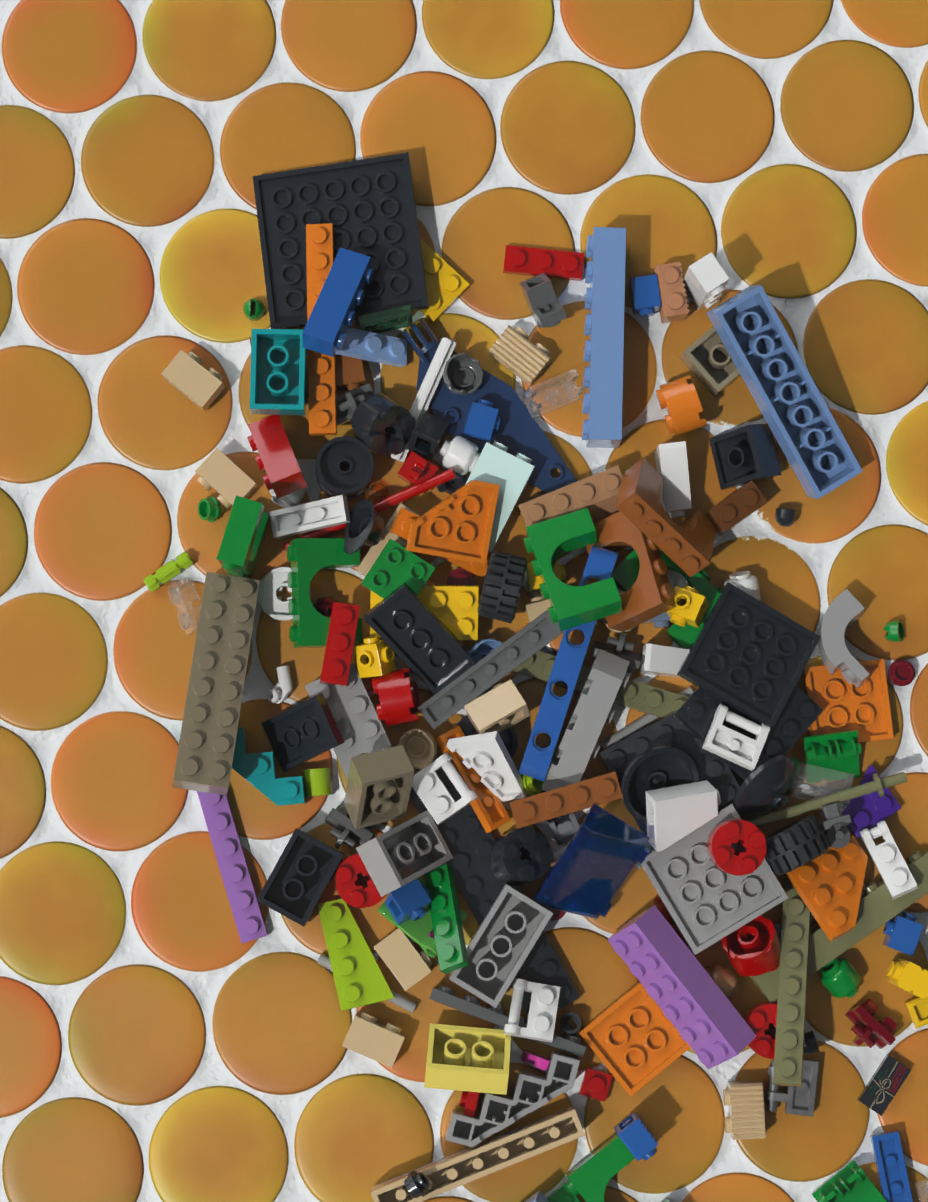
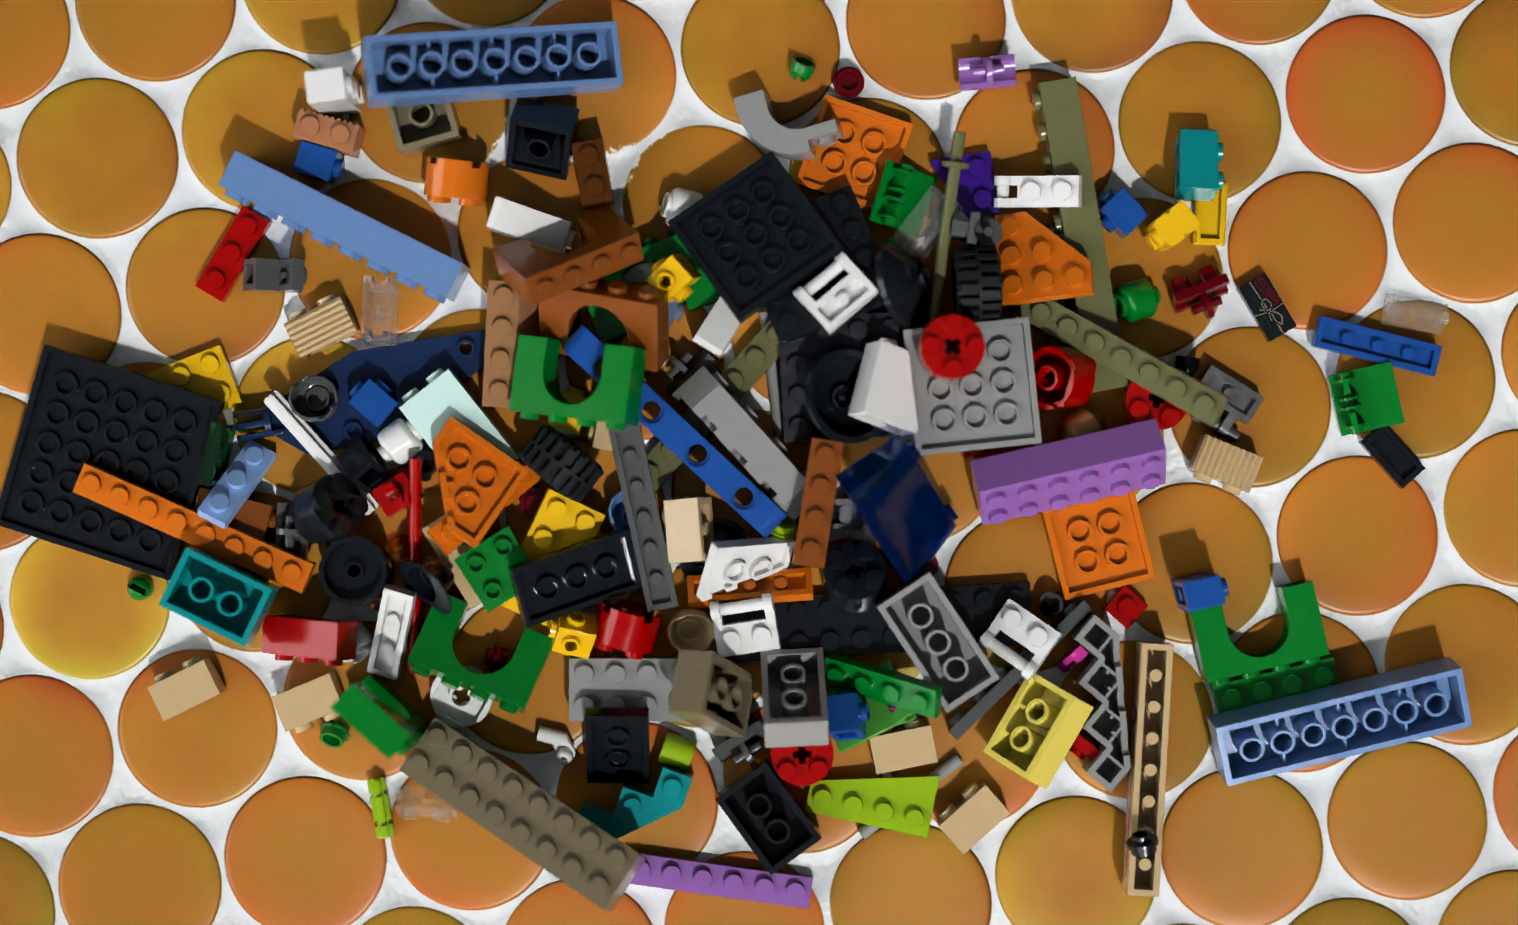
camera: 60 degrees left, 5 degrees up
(337, 302) = (172, 499): blue brick -> none
(340, 644) = (542, 664): red plate -> none
(785, 517) = (626, 125): black hinge -> none

